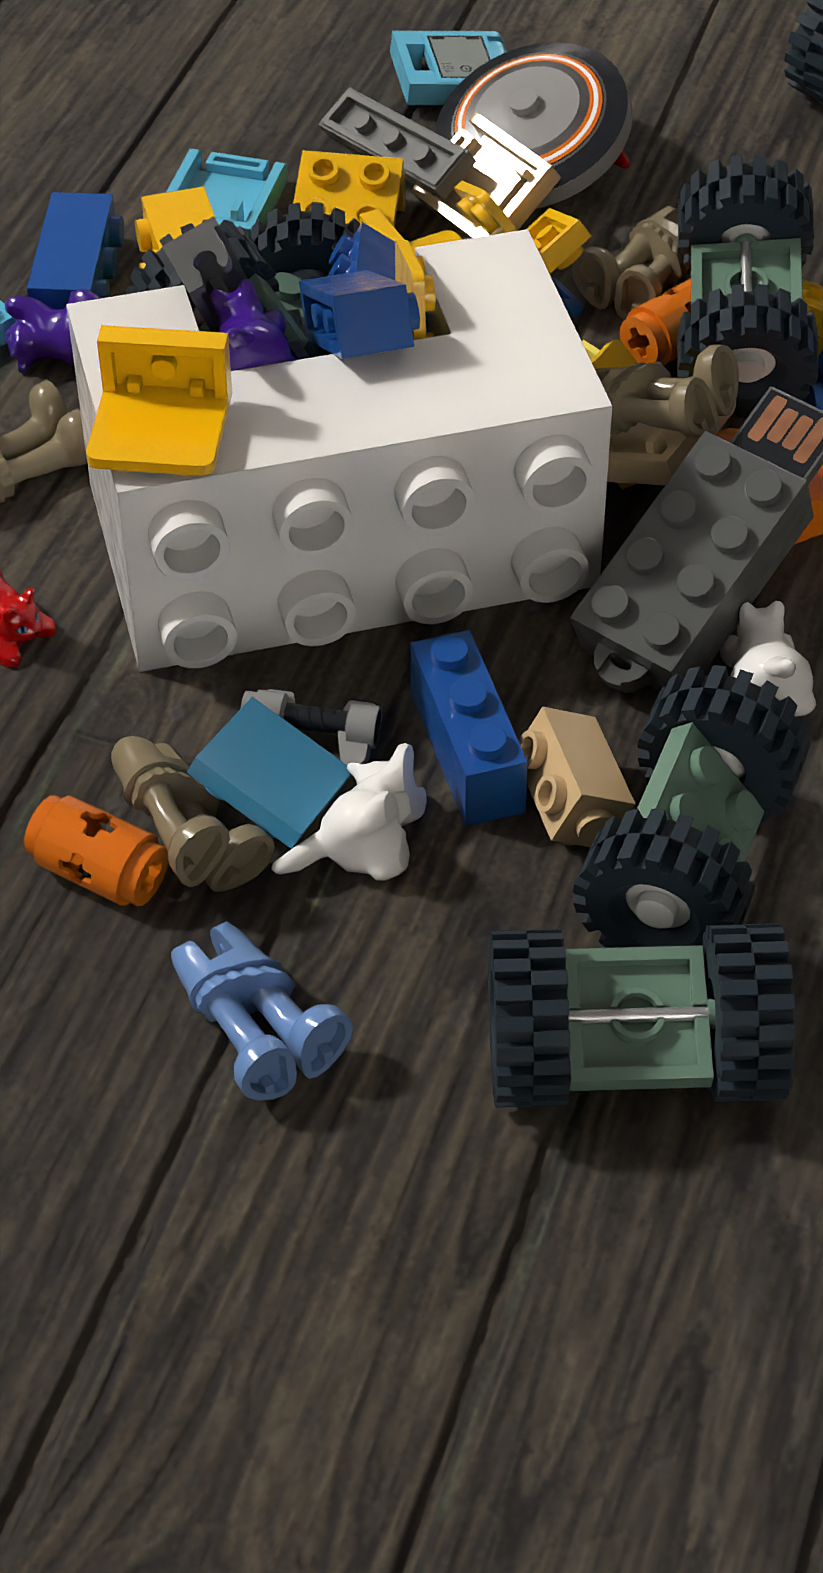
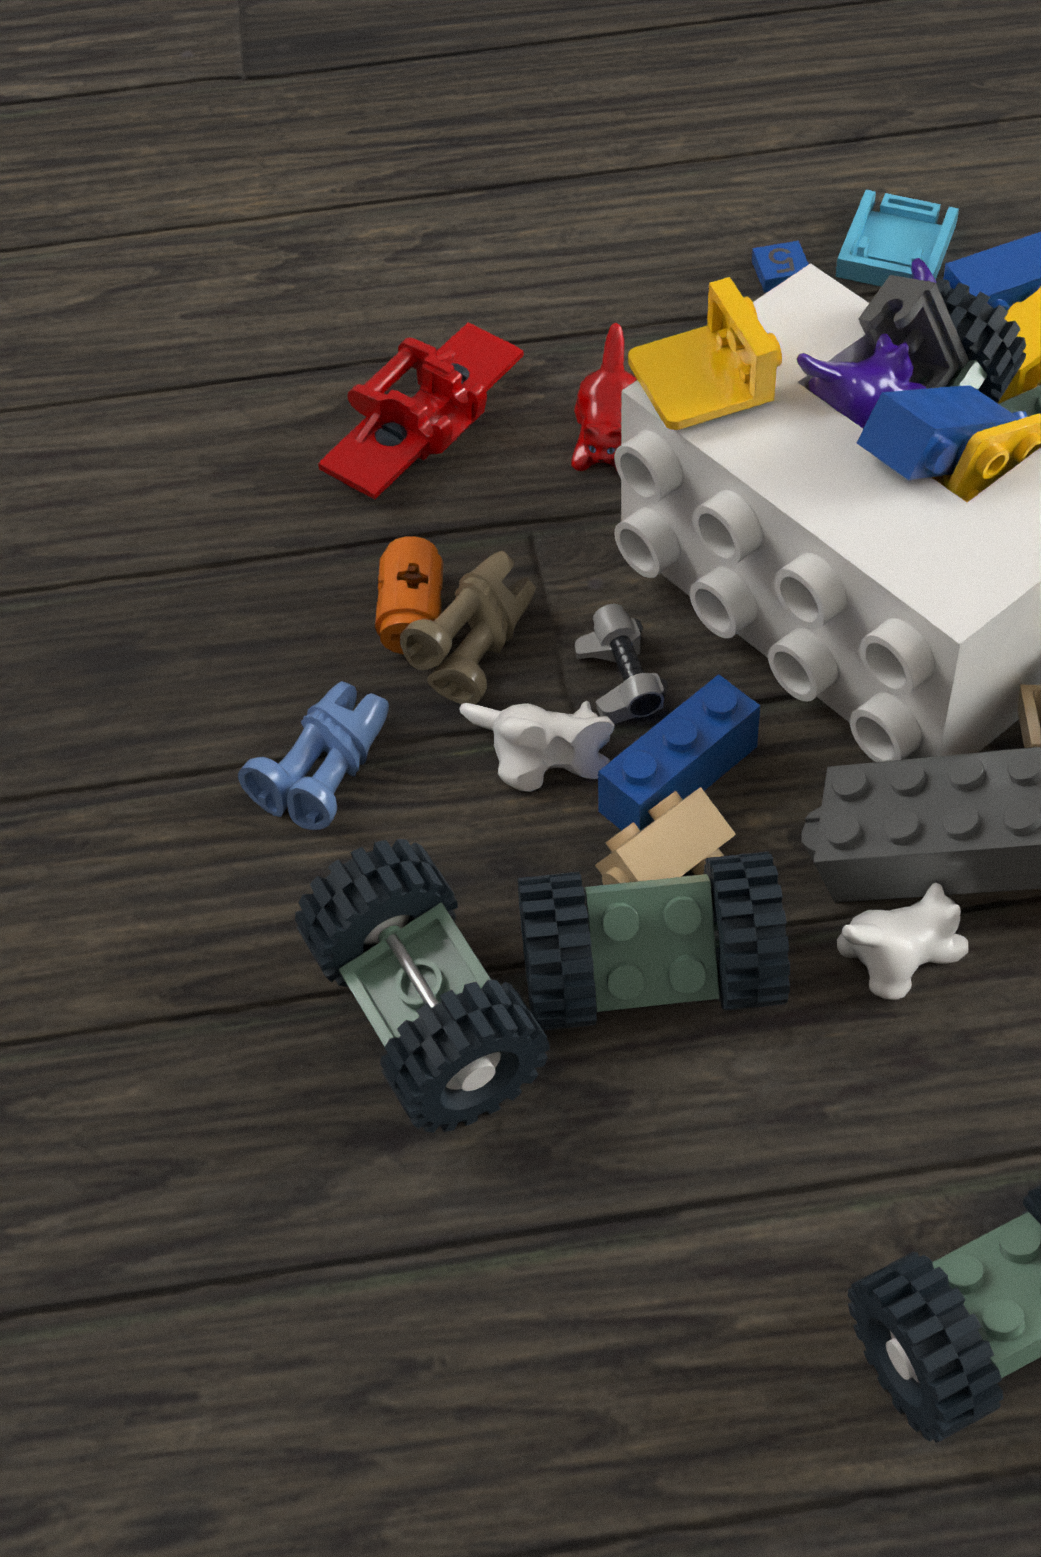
camera: 65 degrees right, 5 degrees up
(270, 772) = (539, 653): dark azure tile -> none

